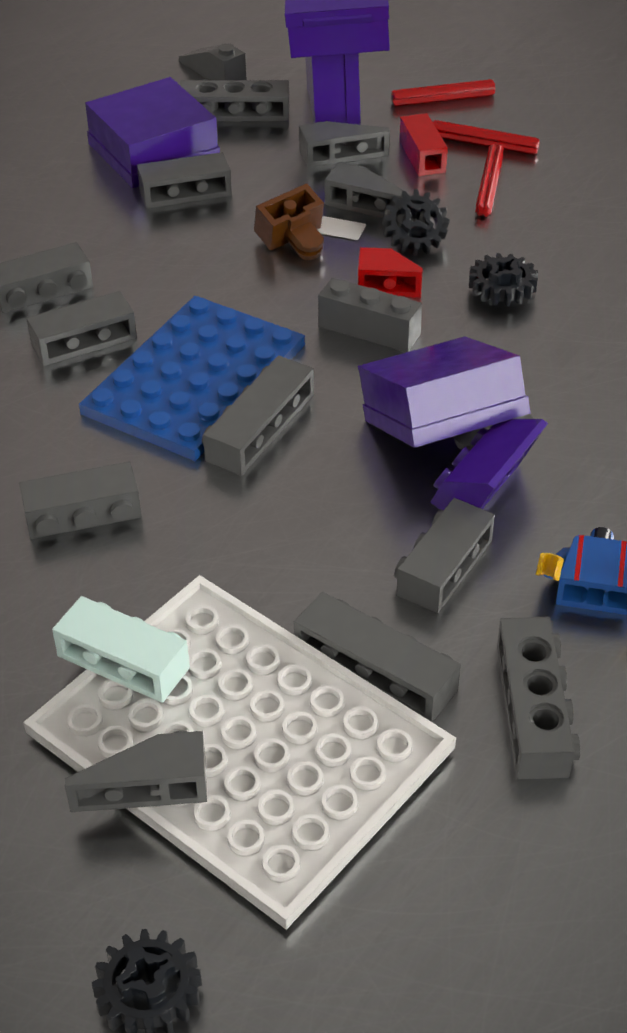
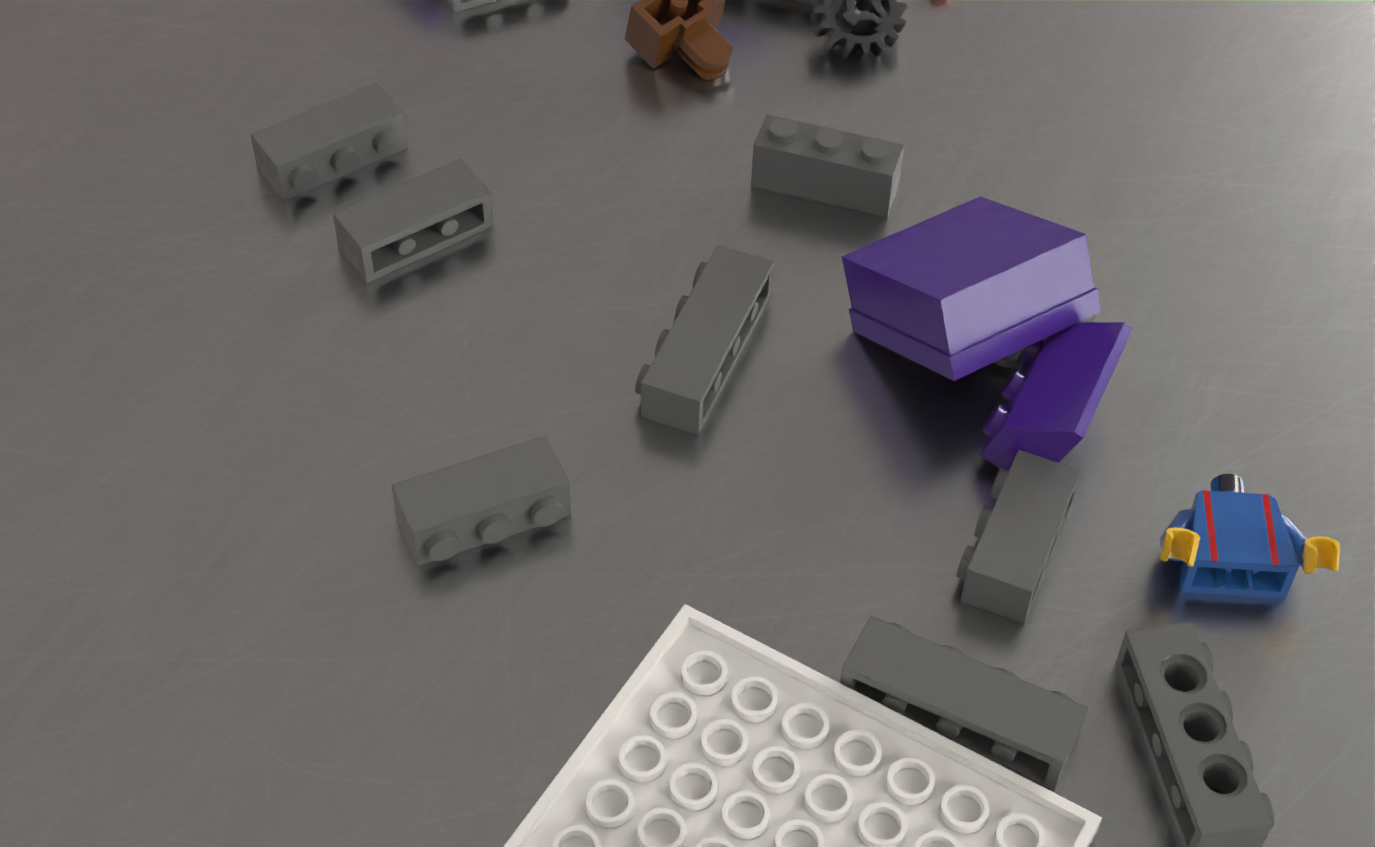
camera: 10 degrees left, 5 degrees up
(121, 648) = (610, 737): light aqua brick -> none
(188, 375) = (589, 283): blue plate -> none
(341, 228) = (749, 24): white sticker -> none
(389, 272) = (837, 95): red slope -> none
(503, 279) = (1000, 93): black gear -> none

